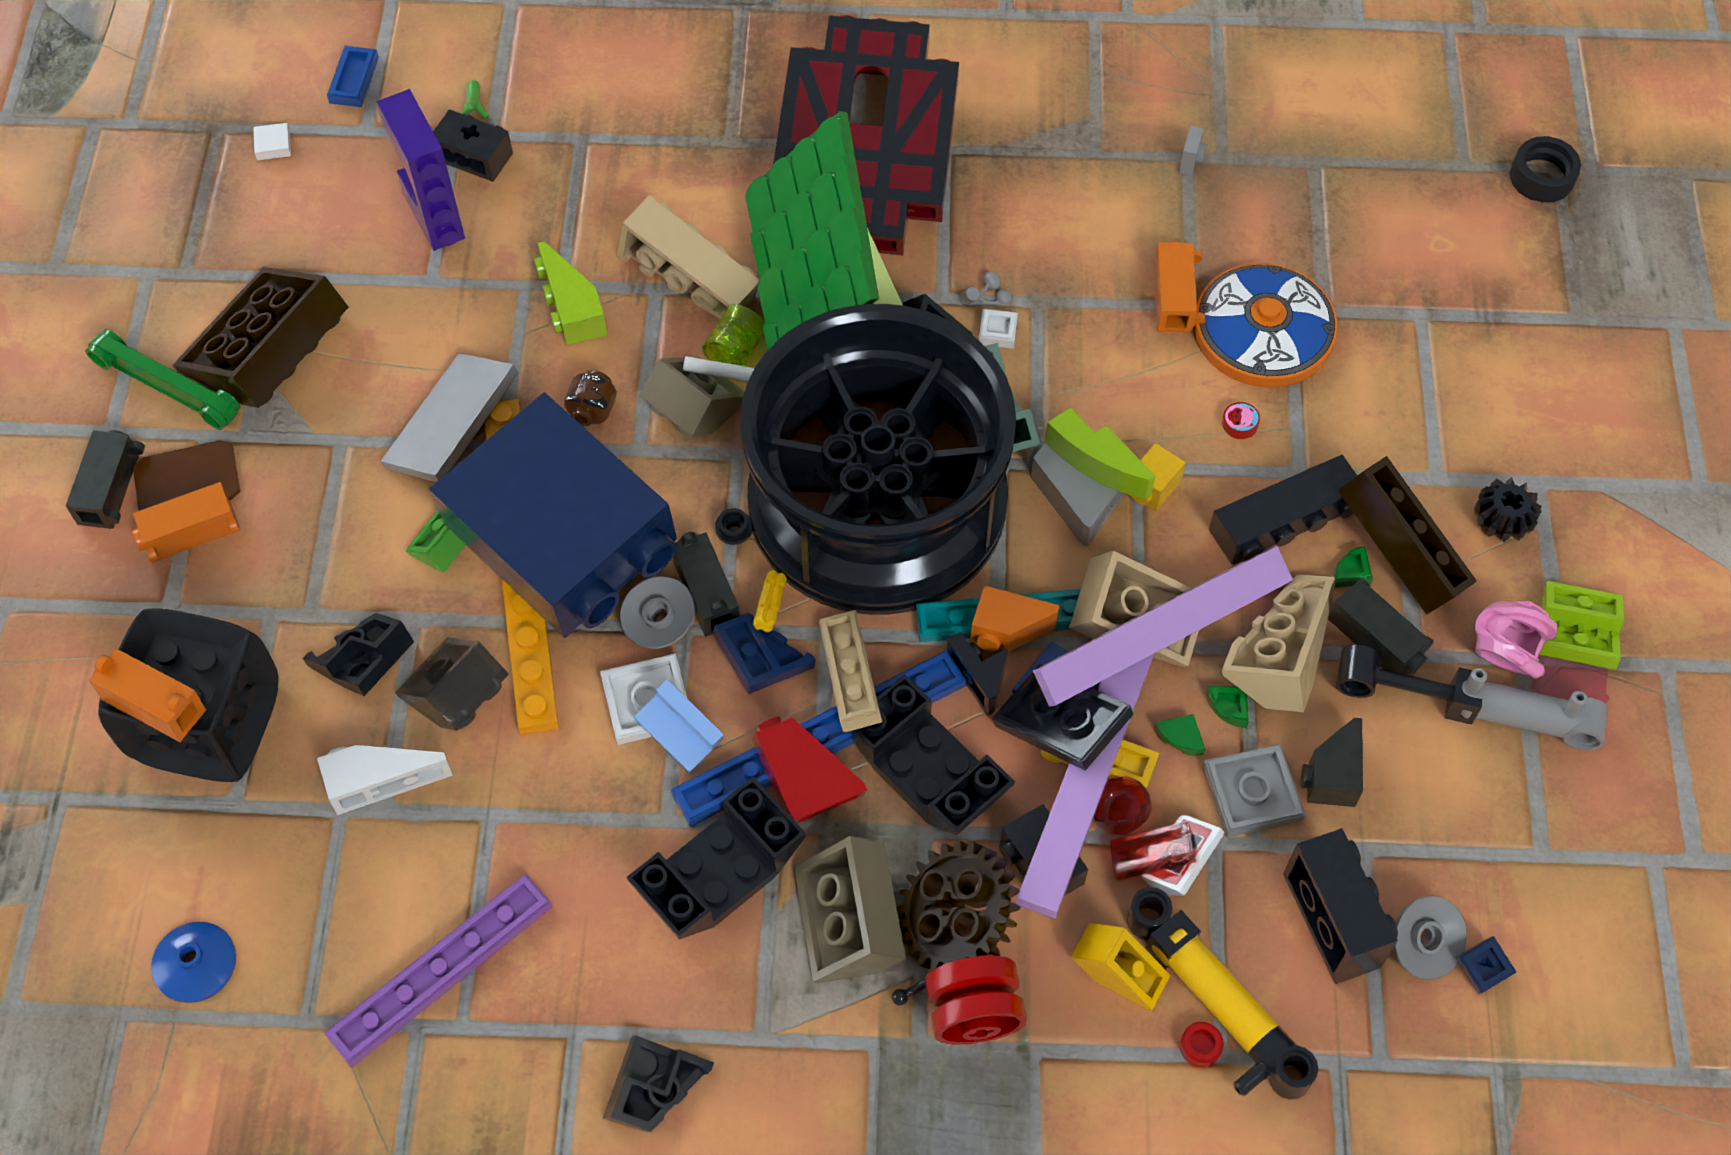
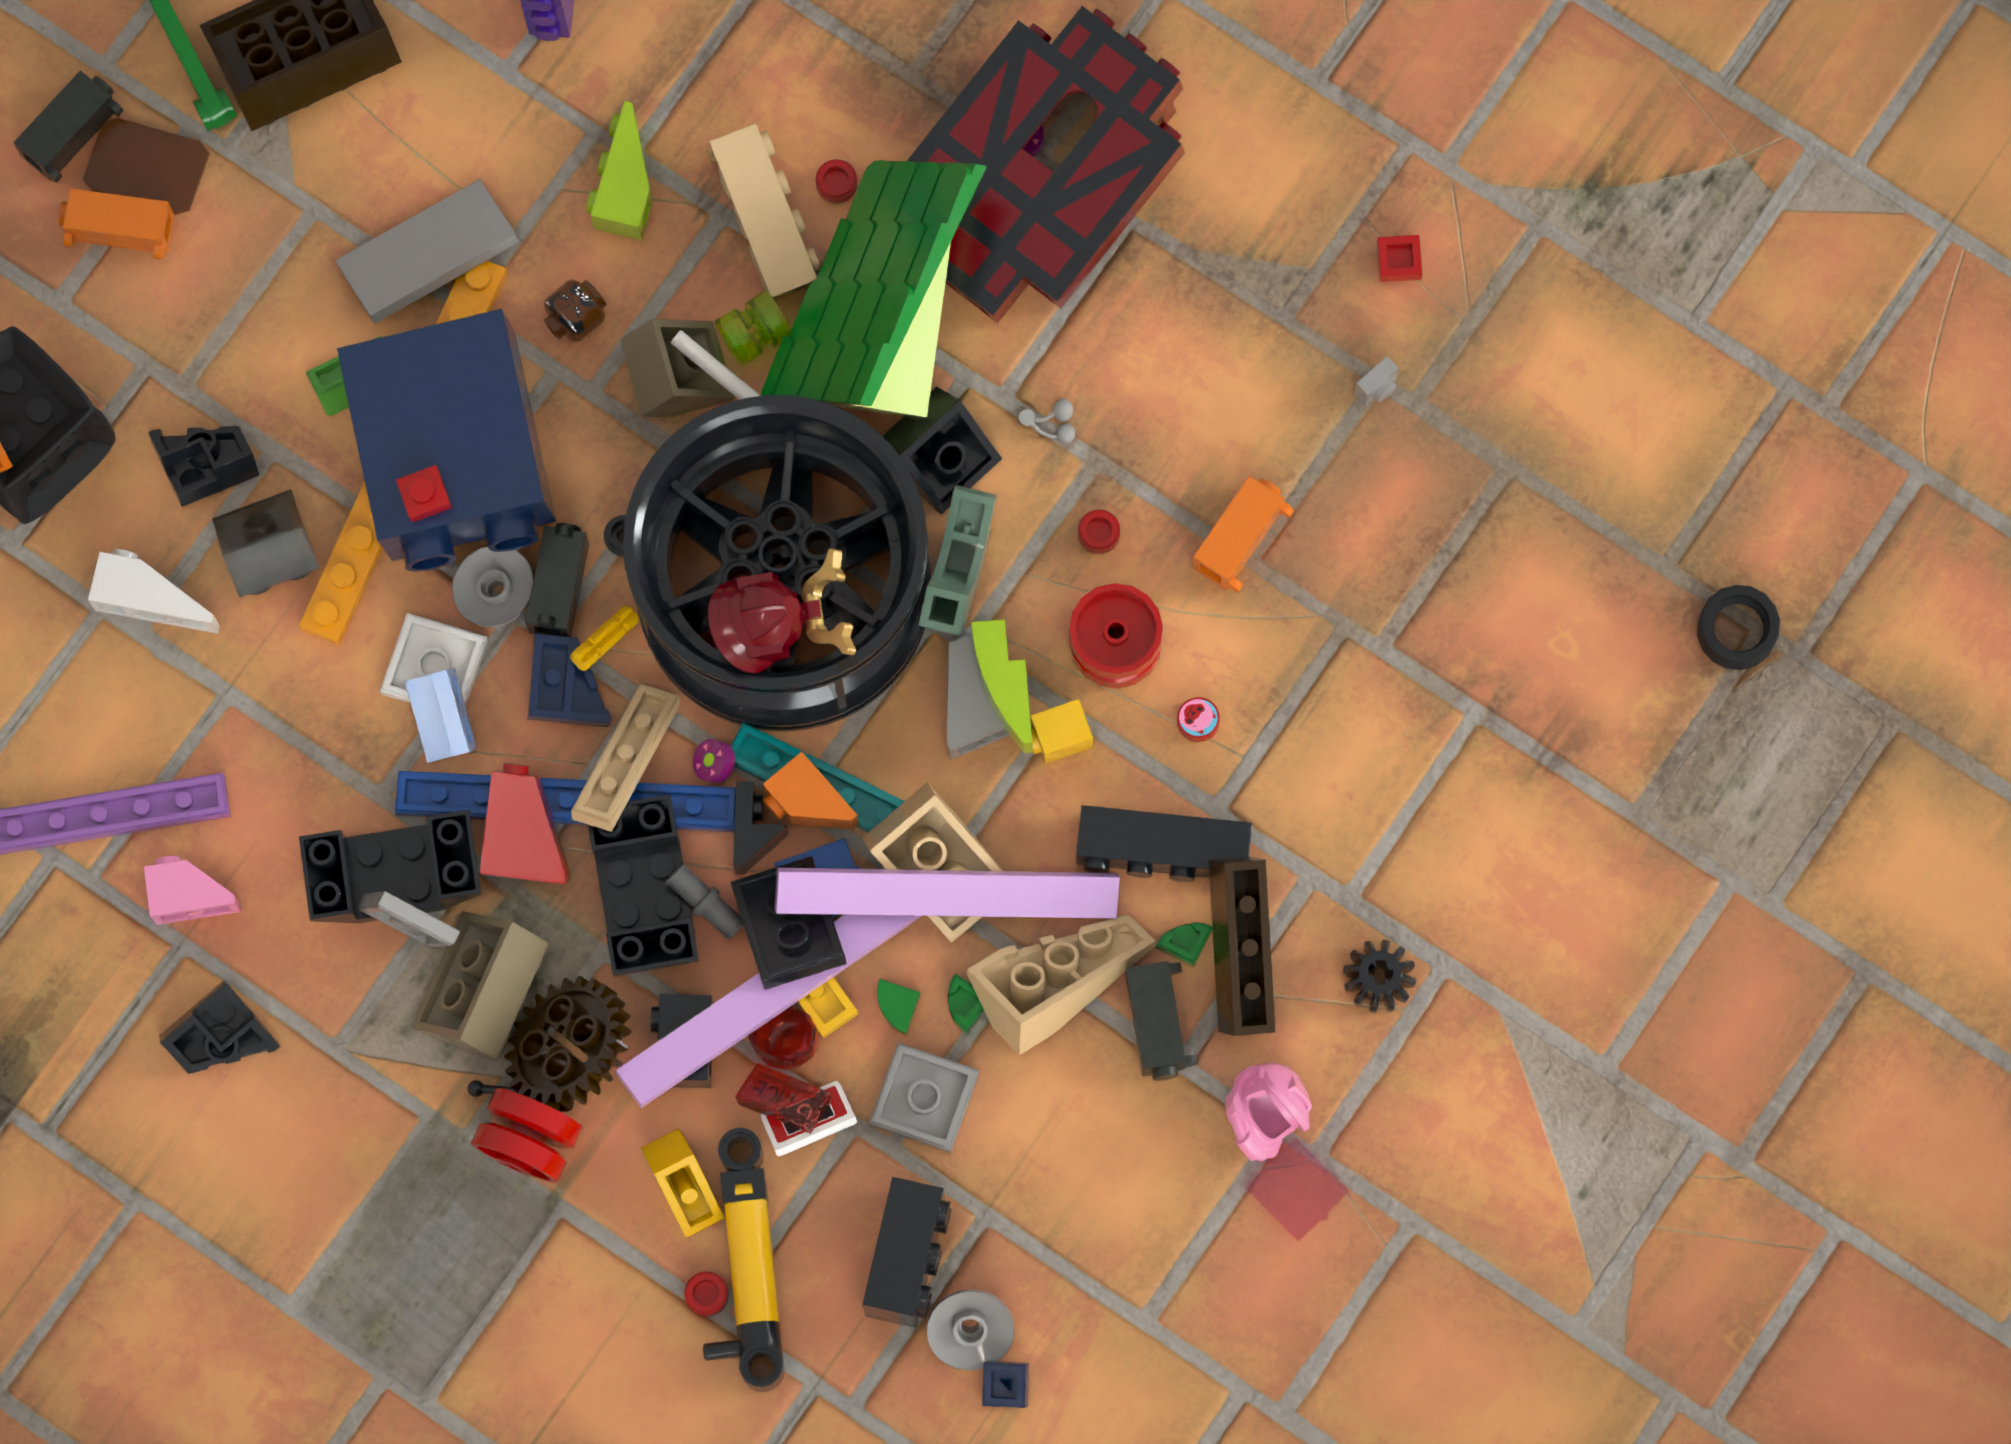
camera: 35 degrees right, 15 degrees up
(555, 983) = (184, 892): none -> bright pink slope
(569, 548) = (424, 493): none -> red plate
(724, 226) = (836, 181): none -> red tile
(761, 886) = (408, 919): none -> light grey tile
(915, 640) = (713, 760): none -> magenta tile
(918, 459) = (761, 617): none -> dark red helmet
(983, 742) = (705, 901): none -> dark grey pin
(998, 328) = (1031, 469): white tile -> none
(1076, 341) = (1099, 531): none -> red tile
(1145, 76) = (1399, 258): none -> red plate
(1146, 391) = (1111, 660): none -> red wheel
(1266, 325) = (1304, 628): dish -> none
(1336, 768) = (1011, 1124): pearl dark grey slope -> none
(1470, 697) = (1194, 1143): piece -> none
(1586, 624) = (1359, 1132): lime slope -> none

